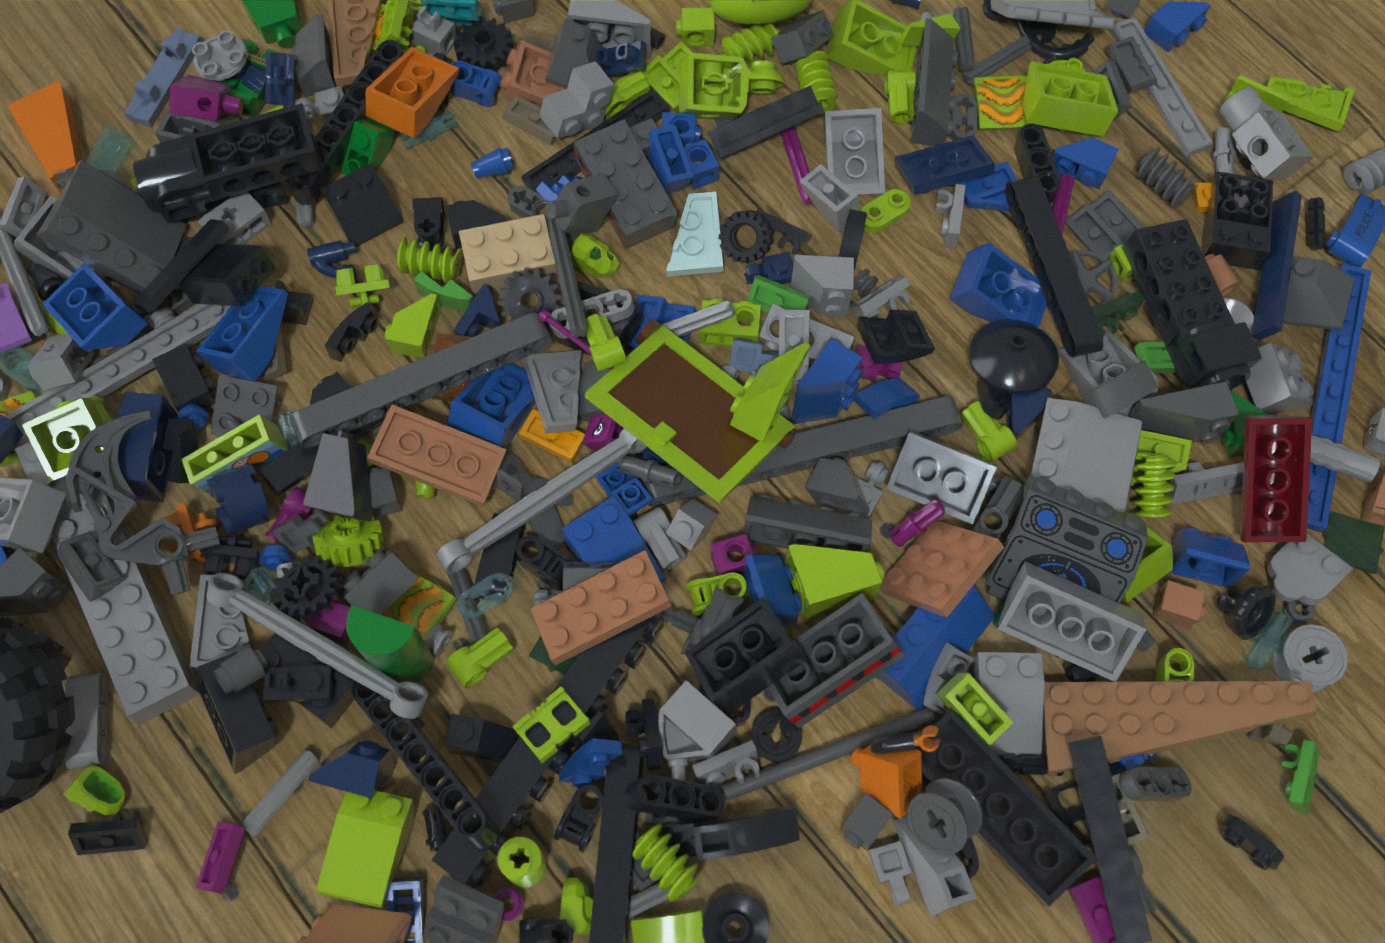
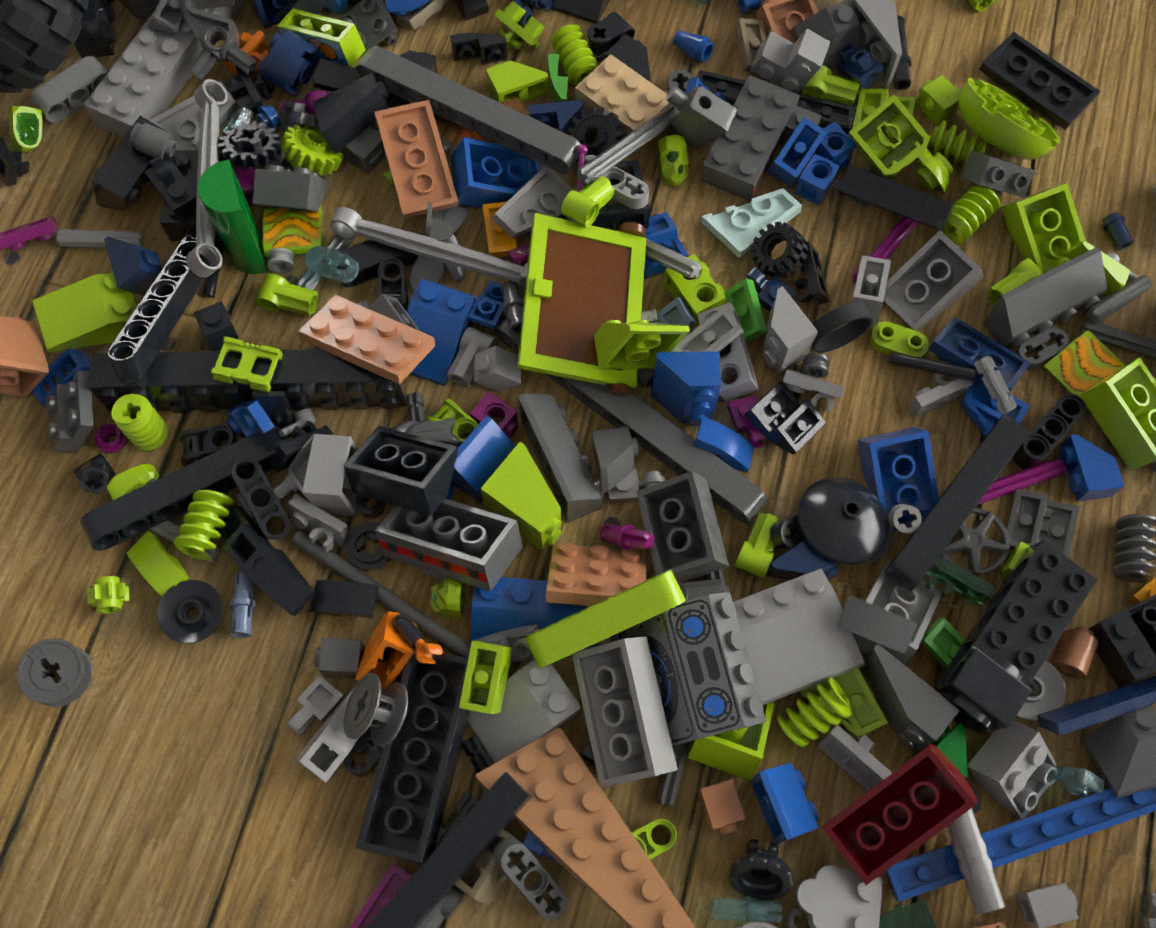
camera: 55 degrees right, 0 degrees up
(616, 717) = (301, 418): none -> light grey hand
(758, 878) = (242, 606): none -> sand blue pin
(814, 785) = (344, 598): none -> black slope
(871, 699) = (448, 598): none -> lime rock
(929, 202) = (933, 366): none -> black bar
(985, 170) = (995, 385): none -> light grey axle
(996, 581) = (605, 618): none -> lime beam
(1042, 311) = (912, 523): none -> light grey bush
(1314, 345) = (1079, 780): none -> clear light blue plate

